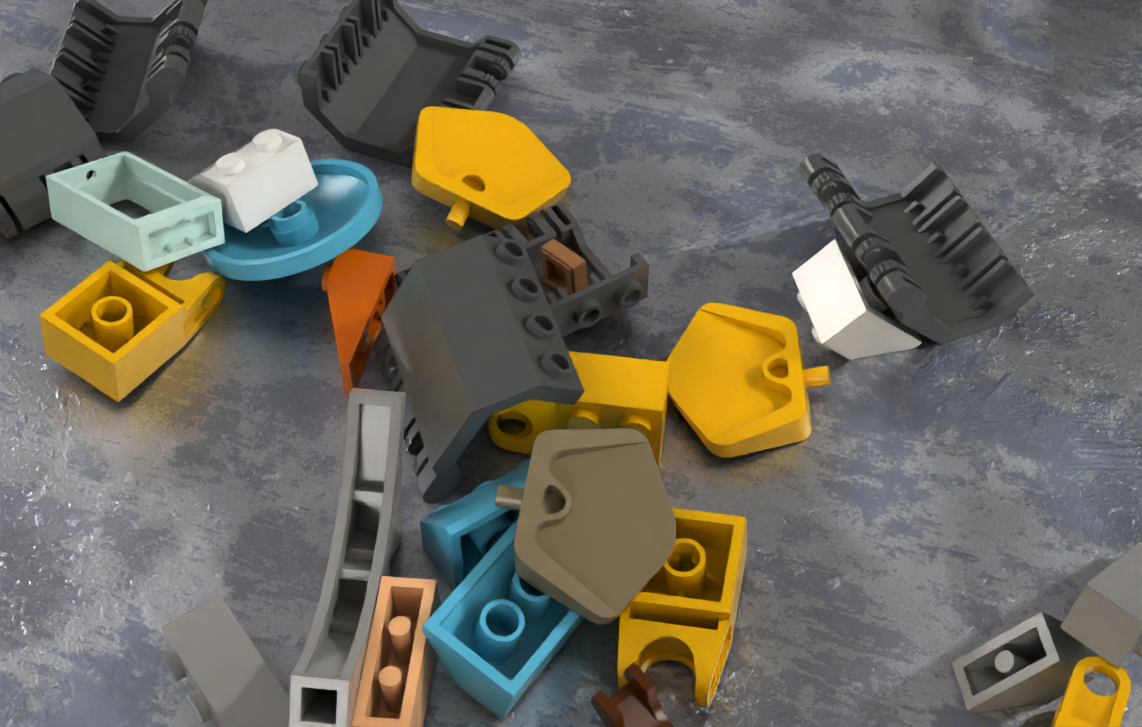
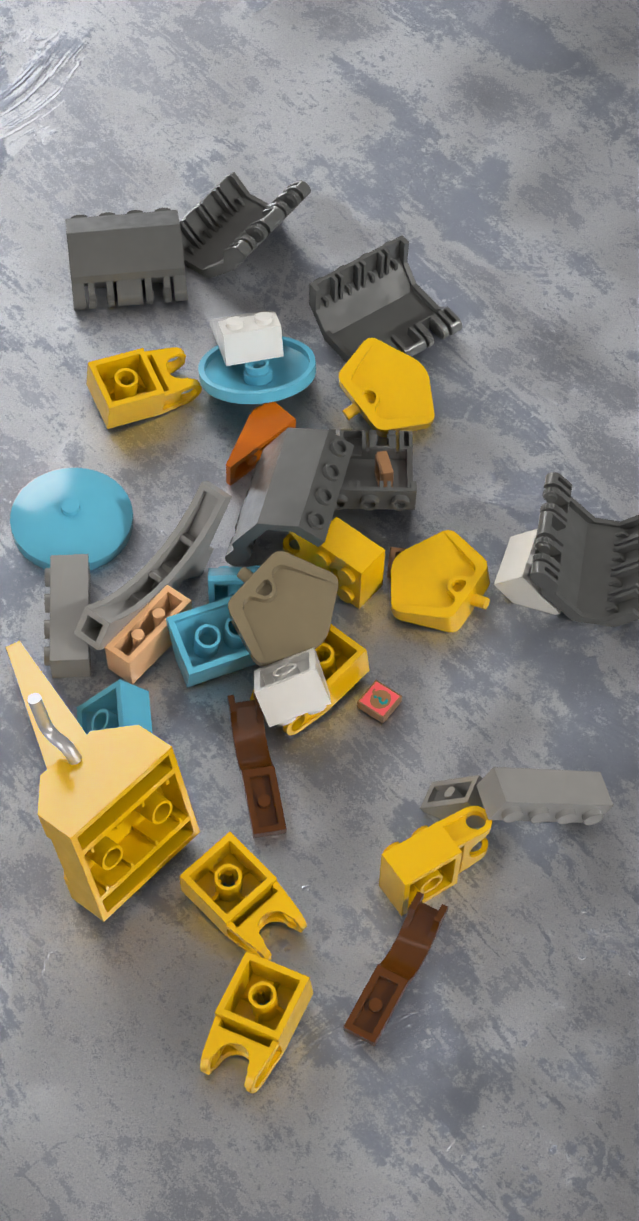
camera: 30 degrees right, 5 degrees up
(145, 555) = (71, 515): none -> medium azure dish
(182, 217) = (176, 348): light aqua window -> none
(687, 629) = (291, 688): none -> white slope
(792, 586) = (379, 701): none -> medium nougat tile

